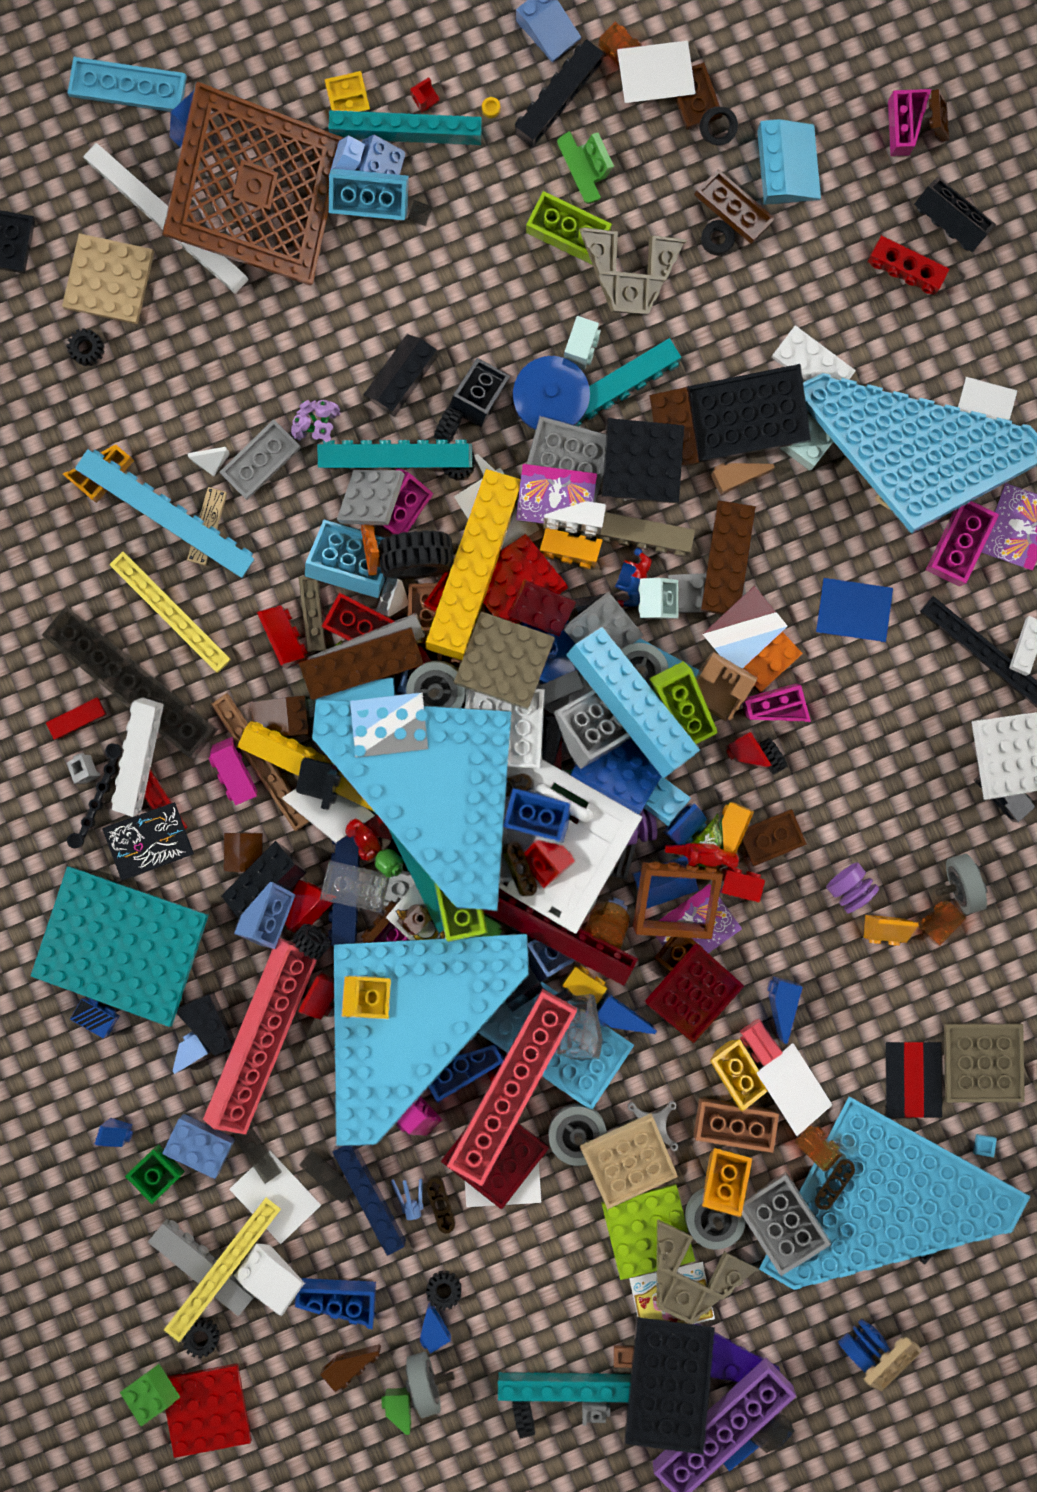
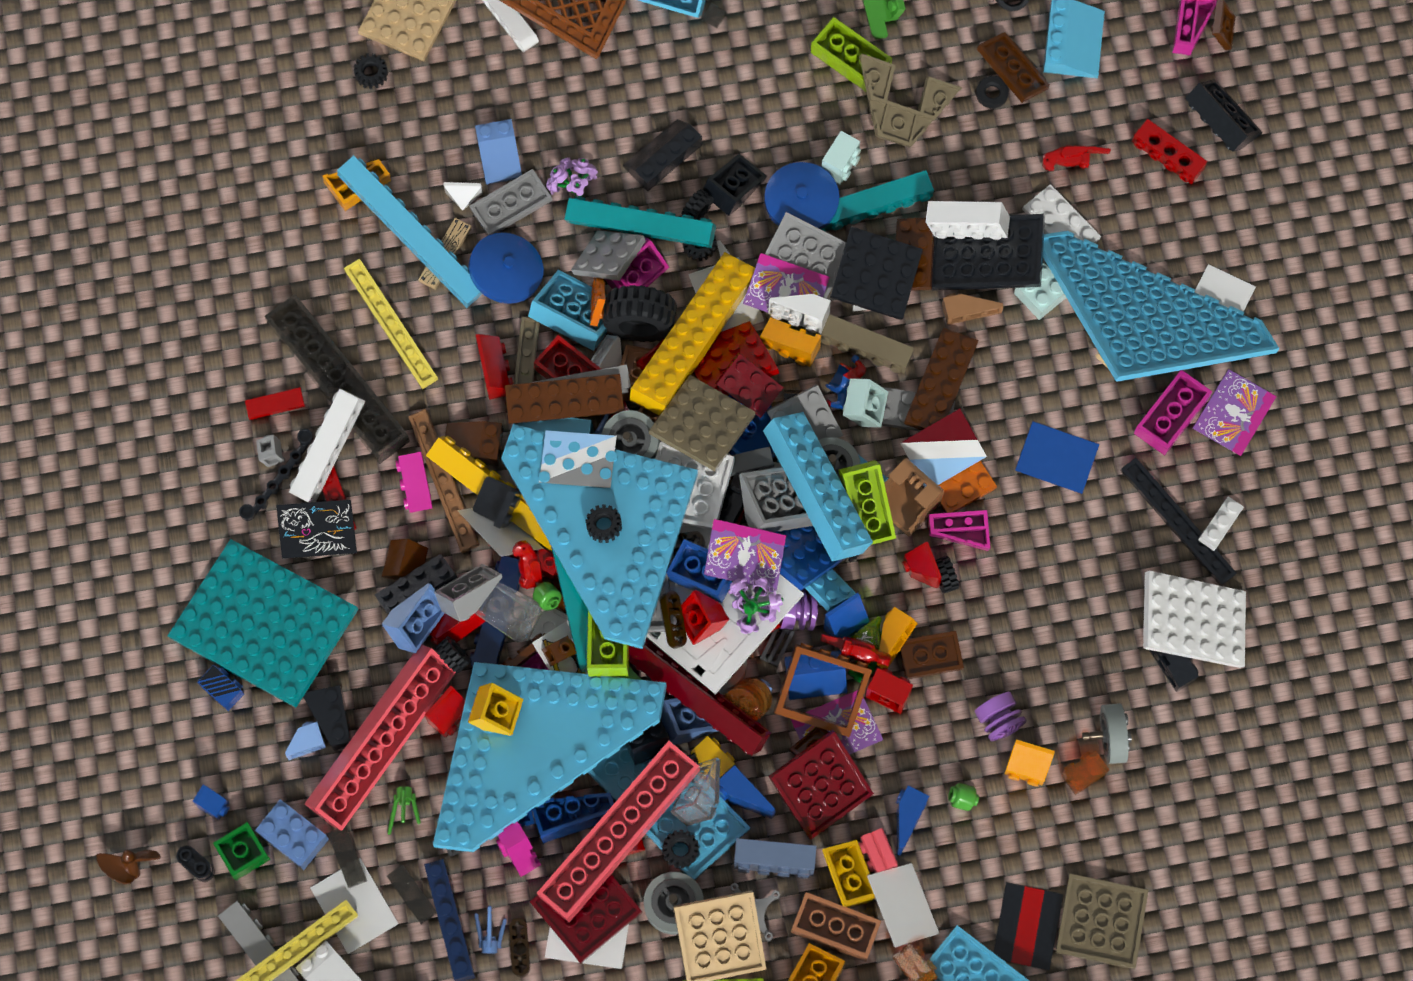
camera: 10 degrees right, 15 degrees down
(49, 1213) = (125, 867): none -> reddish brown piece
(114, 1193) = (195, 863): none -> black brick
(235, 407) = (498, 151): none -> medium blue slope
(271, 530) = (505, 268): none -> blue dish
(295, 1086) = (403, 797): none -> bright green plant
(311, 880) = (468, 592): none -> light grey slope
(421, 782) = (606, 534): none -> black tyre
(577, 794) = (744, 553): none -> sticker
(585, 1085) = (671, 857): none -> black tyre
(587, 841) = (750, 604): none -> lavender plant
(665, 1072) = (775, 858): none -> sand blue brick
(724, 385) = (967, 219): none -> white brick
(810, 291) = (1071, 156): none -> red animal
(830, 971) = (963, 796): none -> bright green head

